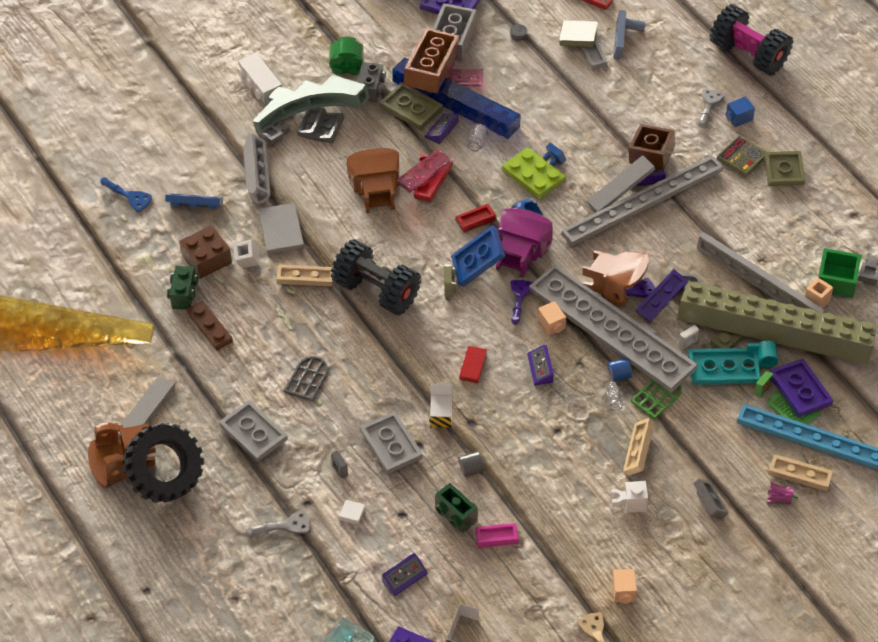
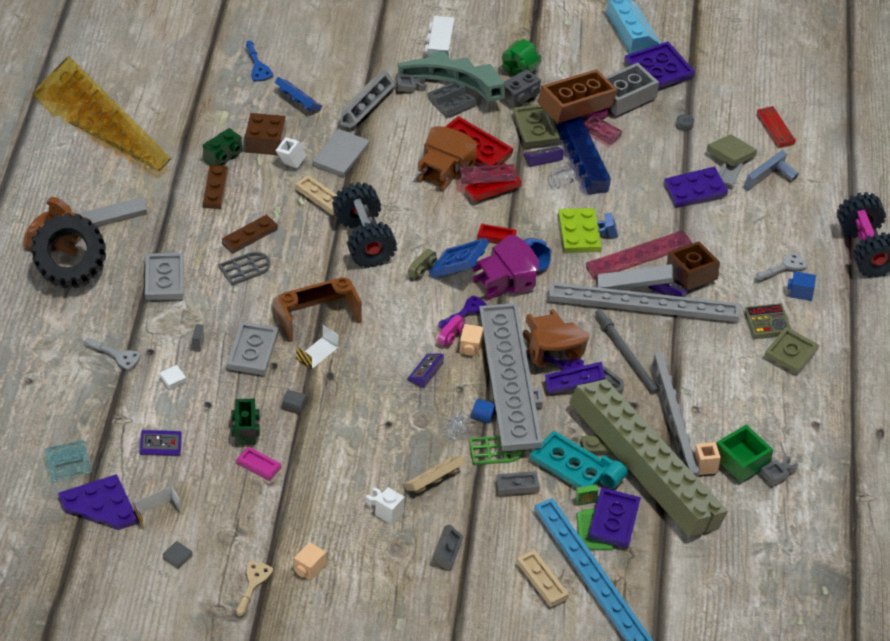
camera: 35 degrees right, 5 degrees down
(281, 347) = (249, 234): none -> reddish brown plate
(382, 380) = (315, 295): none -> dark orange windscreen
(403, 144) = (489, 149): none -> red plate
(473, 364) = (376, 335): red tile -> none
(528, 316) = (451, 330): none -> dark pink plate
(582, 81) = (695, 187): none -> dark purple plate
(597, 164) = (638, 254): none -> clear pink plate
(635, 237) = (608, 325): none -> dark grey bar
(688, 337) = (564, 422): white tile -> none
(705, 410) = (517, 483): none -> flat silver plate
(780, 494) = (512, 586): flat silver piece -> none

